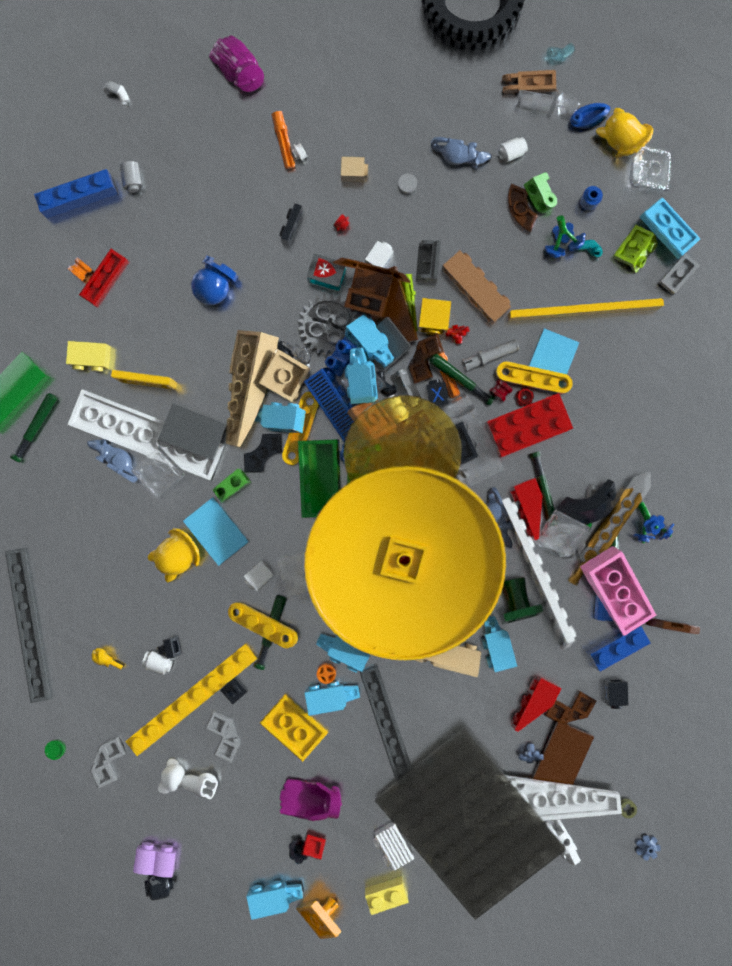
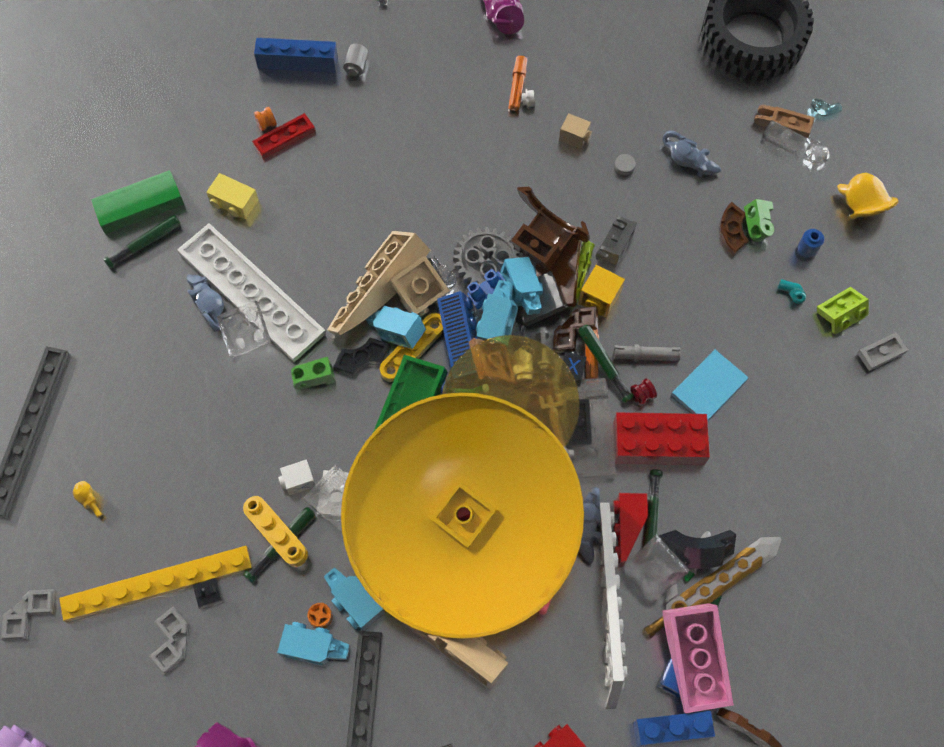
camera: 20 degrees right, 20 degrees down
(144, 379) = (275, 235): yellow tile -> none
(157, 662) = (140, 524): white brick -> none
(170, 647) = (163, 514): black tile -> none
(174, 777) = (91, 661): white animal -> none
(175, 554) = (219, 418): yellow hair -> none
(192, 431) = (299, 304): dark grey tile -> none
(211, 283) = (386, 175): blue tile -> none
(215, 531) = (273, 415): medium azure tile -> none
(293, 219) = (488, 159): black plate -> none
(294, 727) = (254, 665): yellow tile -> none
(325, 273) = (506, 210): piece -> none
(341, 223) = (542, 174): red plate -> none
(380, 254) = (570, 212): white brick -> none
(457, 332) = (619, 318): red plant -> none
(476, 287) = (657, 282): medium nougat brick -> none
(498, 646) = (531, 667): medium azure hinge -> none
(512, 149) = (744, 171): white brick -> none
(518, 602) = (573, 631): dark green plant -> none
(529, 397) = (667, 404): red plate -> none
(534, 377) = (685, 390): yellow plate -> none
(564, 233) = (769, 266): blue plant -> none
(585, 309) = (767, 347): yellow tile -> none
(590, 115) = (836, 170): blue arm -> none
(650, 169) = (884, 240): clear slope -> none
(652, 525) = (766, 598): blue plant -> none
(669, 228) = (886, 302): medium azure tile -> none

